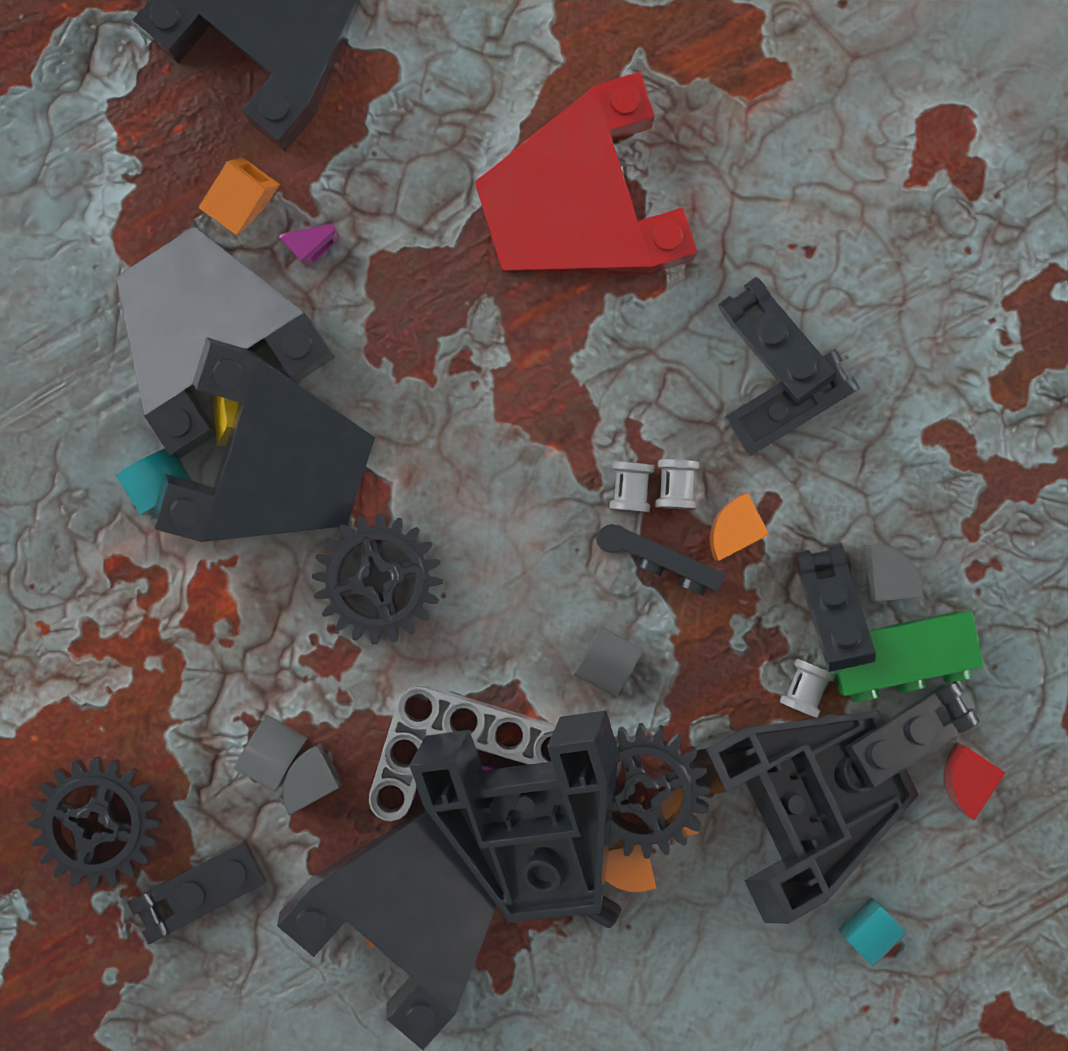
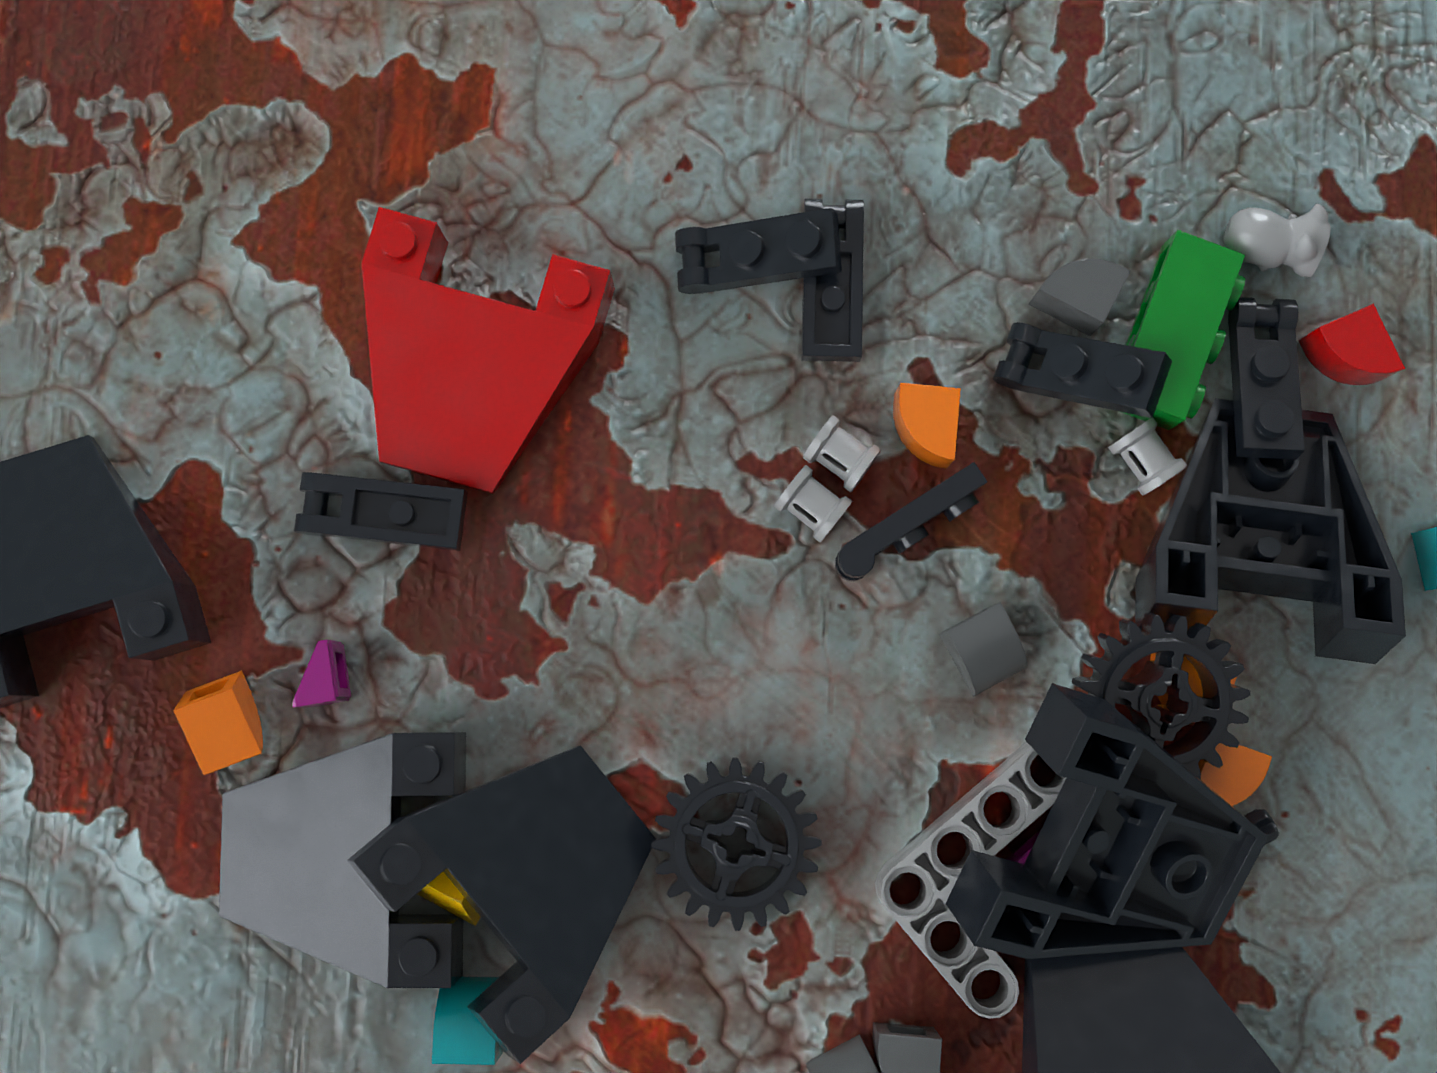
camera: 55 degrees left, 5 degrees down
(442, 207) = (383, 511): none -> black plate
(1010, 680) = (1273, 240): none -> light grey animal

